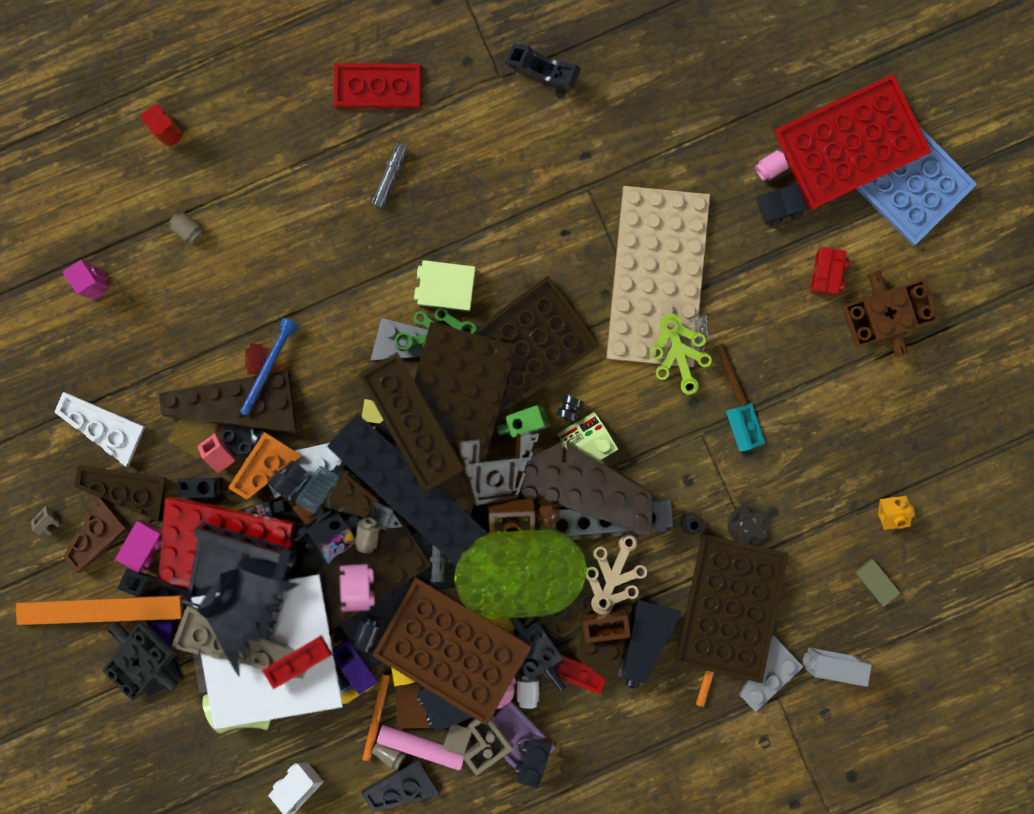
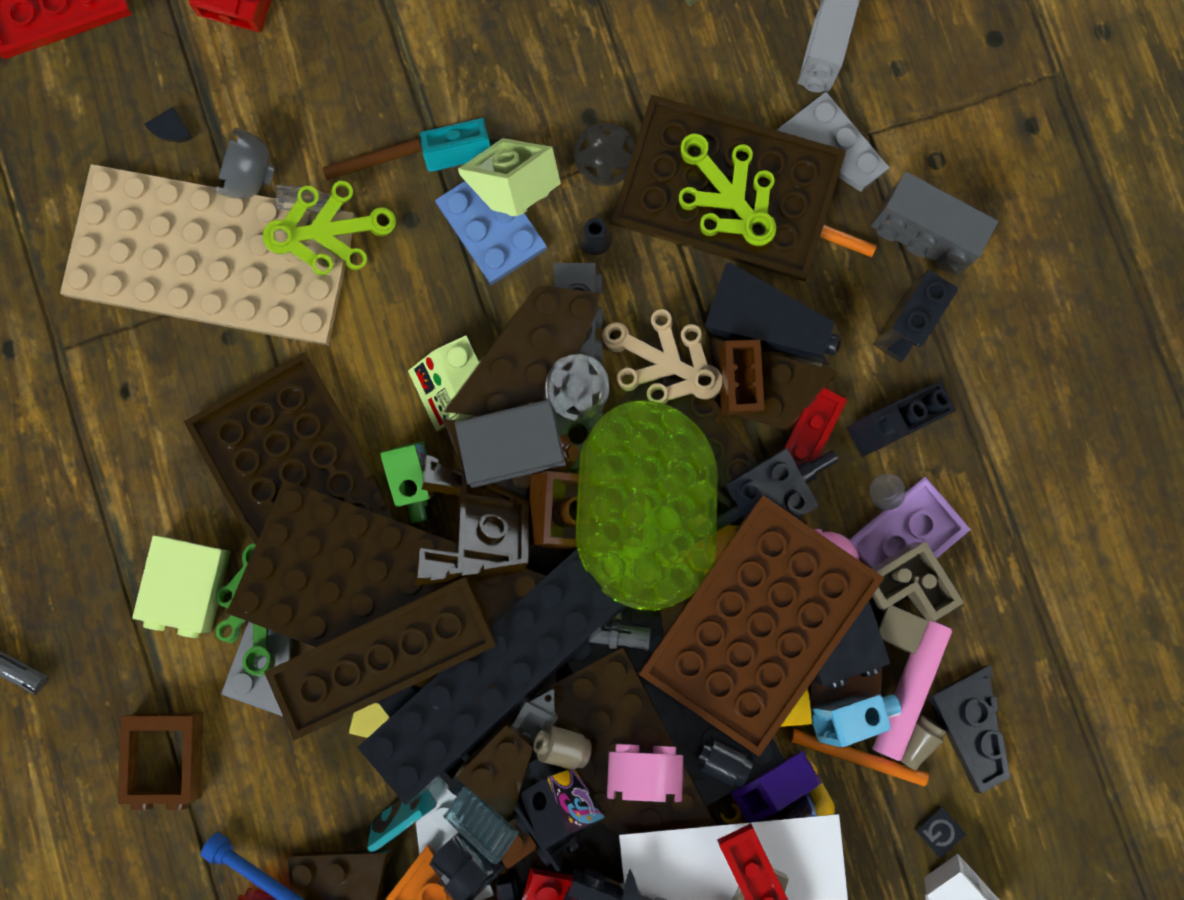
camera: 85 degrees left, 5 degrees down
(315, 435) = (397, 819): none -> teal slope
(335, 770) = (939, 831): none -> black tile
(361, 285) = (192, 729): none -> reddish brown window
(400, 712) = (853, 718): none -> medium azure torso
(527, 692) = (836, 511): white brick -> none
(534, 760) = (945, 510): black brick -> none
(543, 724) = (887, 492): none -> clear tile
(550, 486) = (510, 443): none -> dark grey piece
(574, 405) = (396, 406): black wheel -> none
(590, 523) = (577, 387): none -> clear smoke wheel
(590, 730) = (901, 418): none -> black slope
(656, 734) = (915, 315): none -> black panel
(694, 455) = (491, 237): none -> medium blue plate
(716, 294) = (245, 166): none -> dark grey cylinder
(718, 742) = (933, 224): none -> dark grey brick
(724, 610) = (730, 195): none -> lime plant
(726, 467) = (512, 175): none -> yellowish green slope
(739, 240) = (169, 127): none -> black tile
(771, 165) = (58, 67): bright pink brick -> none
(781, 204) = (118, 57): black brick -> none

